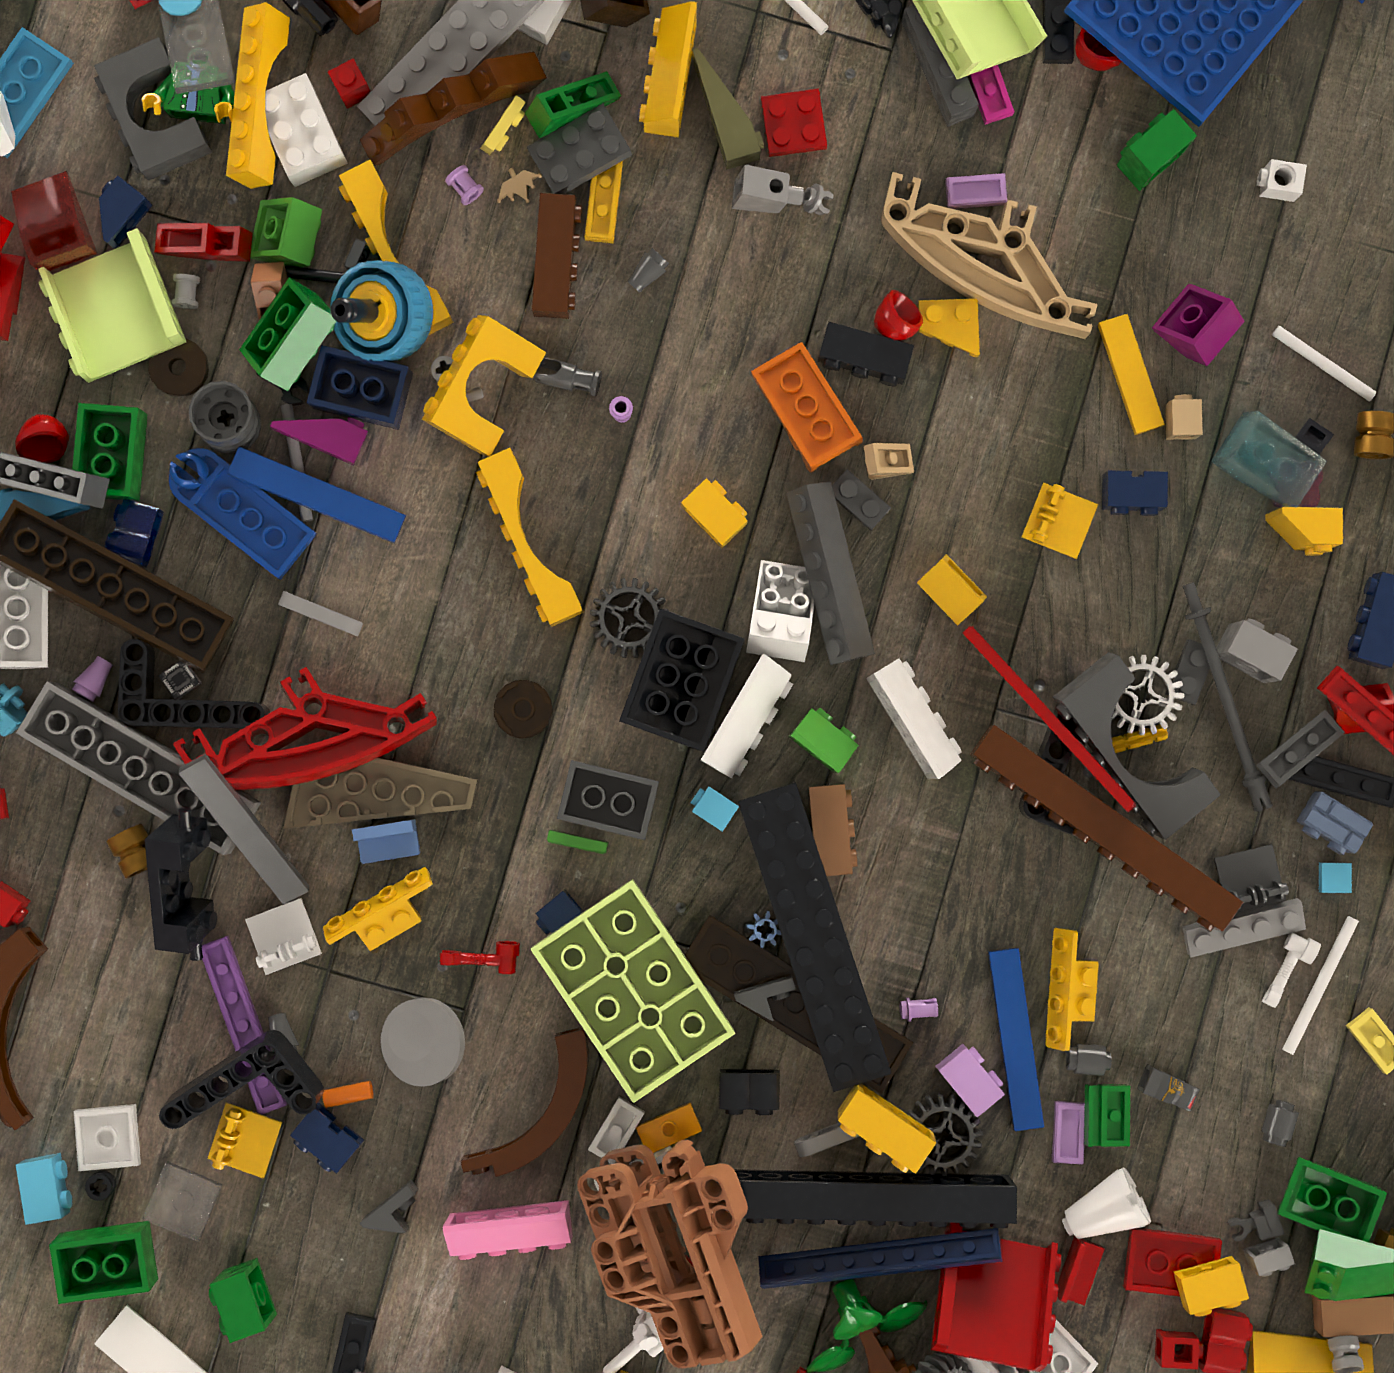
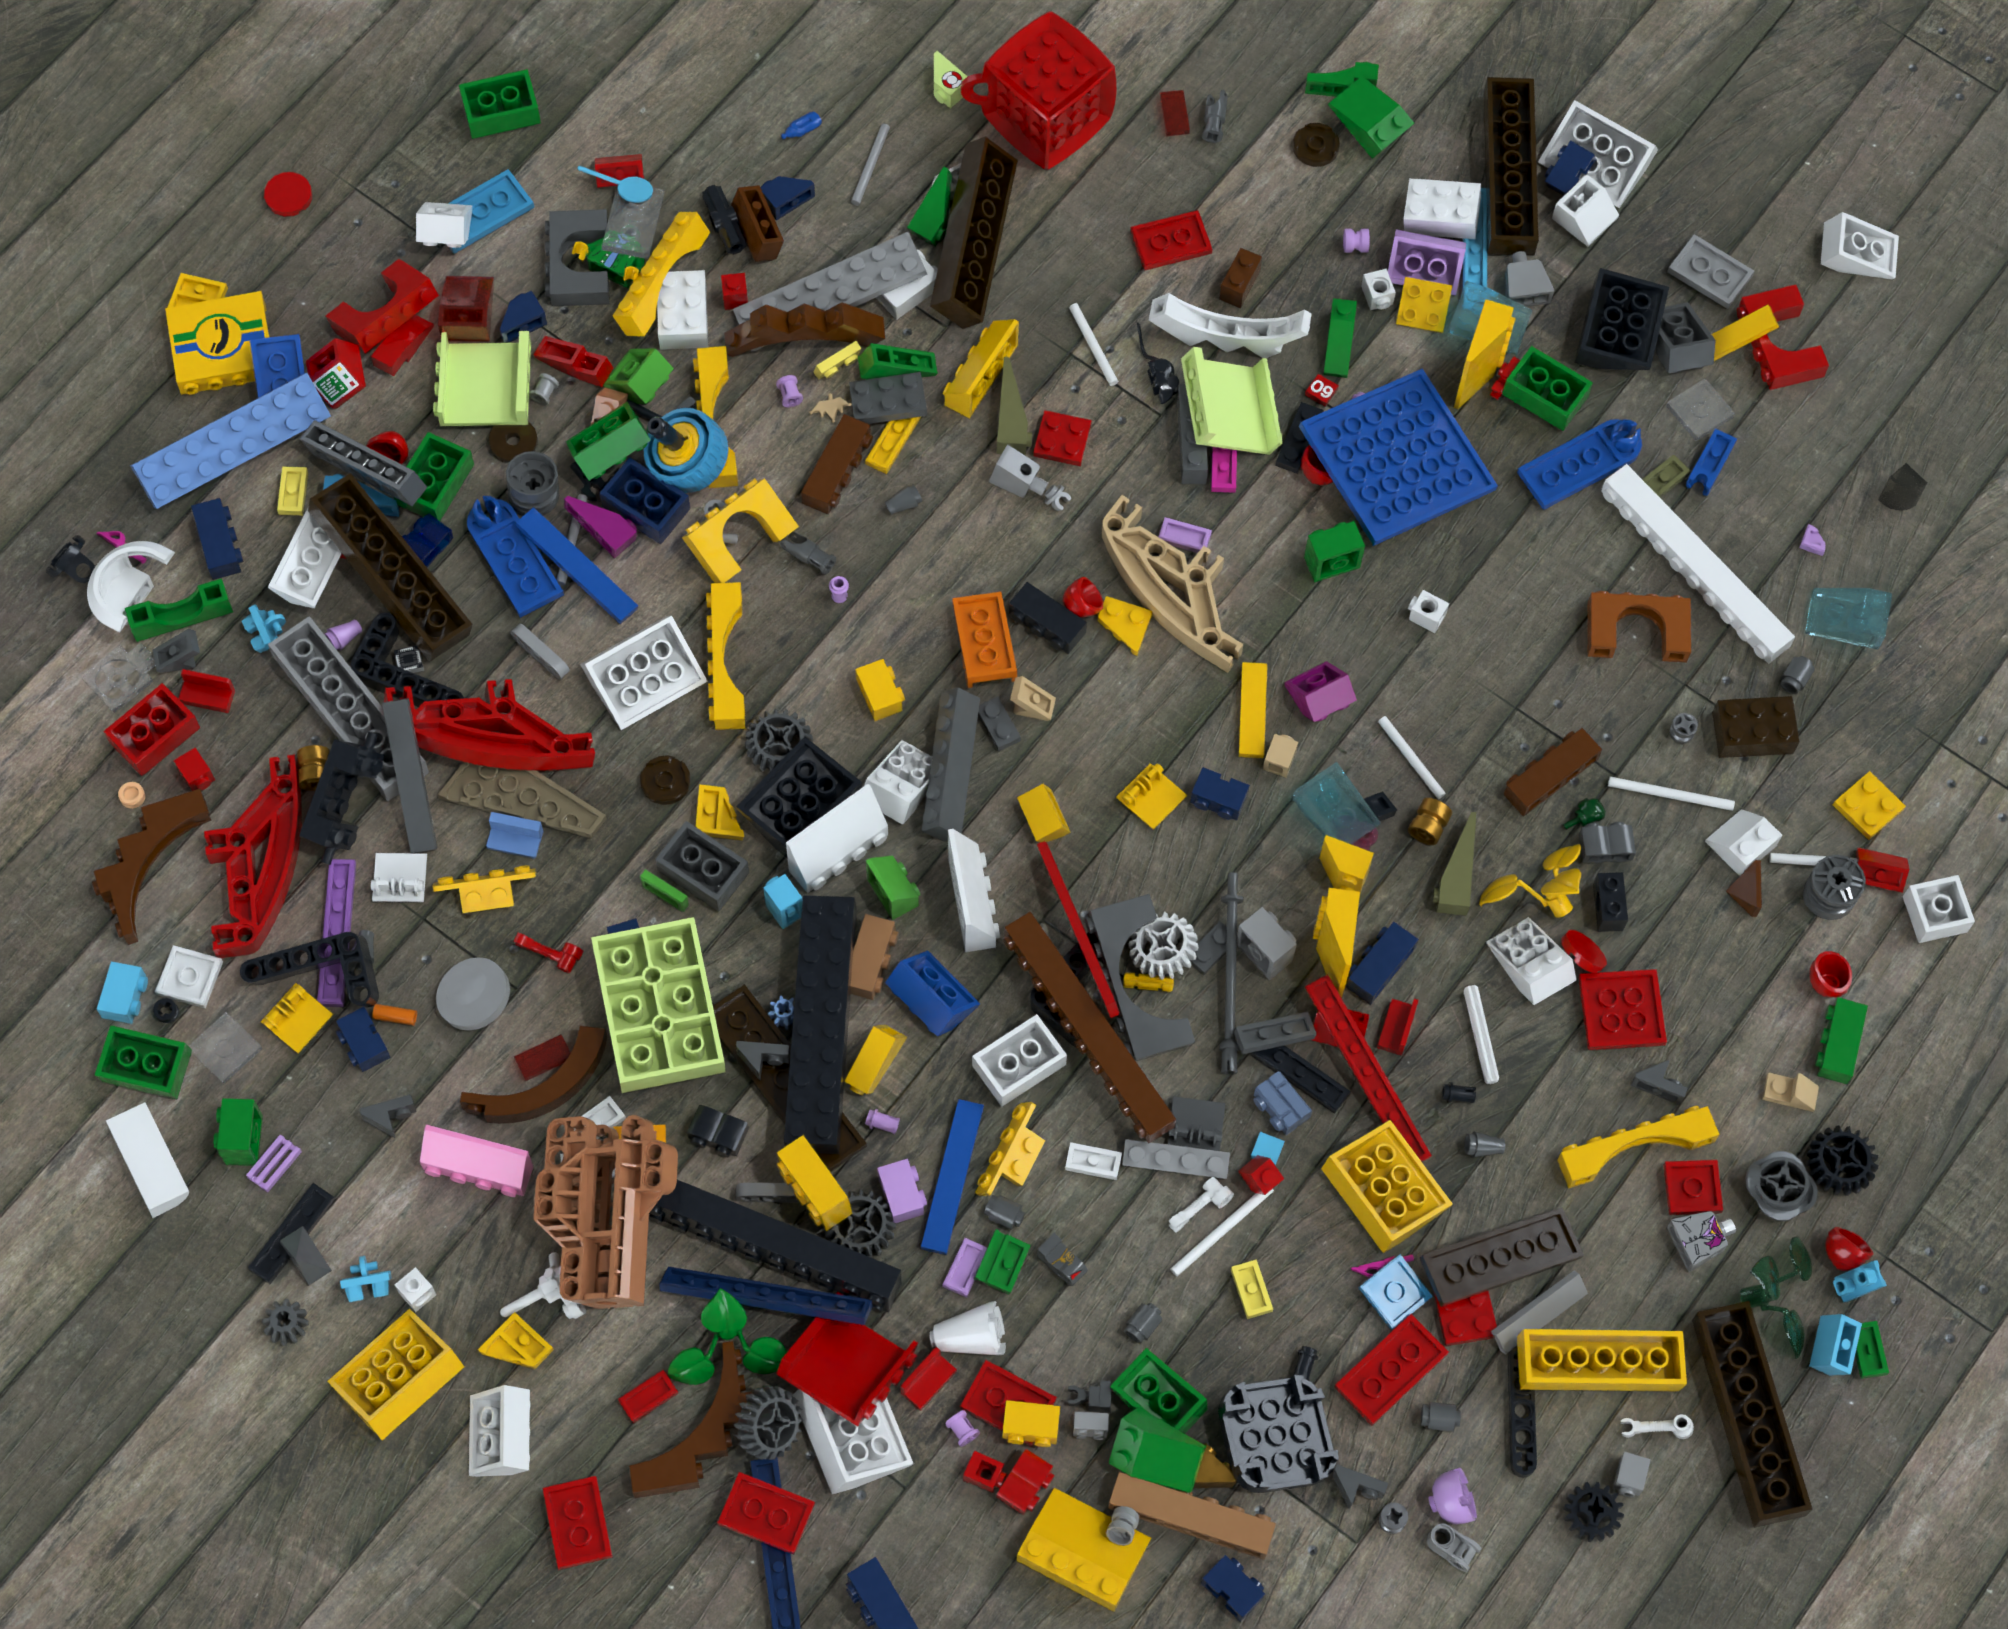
camera: 20 degrees right, 20 degrees down
(125, 922) = (260, 905): none -> red piece
(287, 1333) = (267, 1156): none -> lavender tile
(446, 593) = (644, 672): none -> white slope
(527, 1078) = (542, 1057): none -> clear red tile
(595, 729) = (715, 814): none -> yellow wing
(885, 943) = (874, 1059): none -> yellow slope
(914, 844) = (931, 992): none -> blue slope
(1040, 887) = (1019, 1060): none -> white brick
(1136, 1310) = (962, 1428): none -> lavender bush
(1158, 965) = (1093, 1161): none -> white plate
(1343, 627) = (1336, 933): none -> yellow slope
(1344, 915) = (1261, 1175): none -> red brick

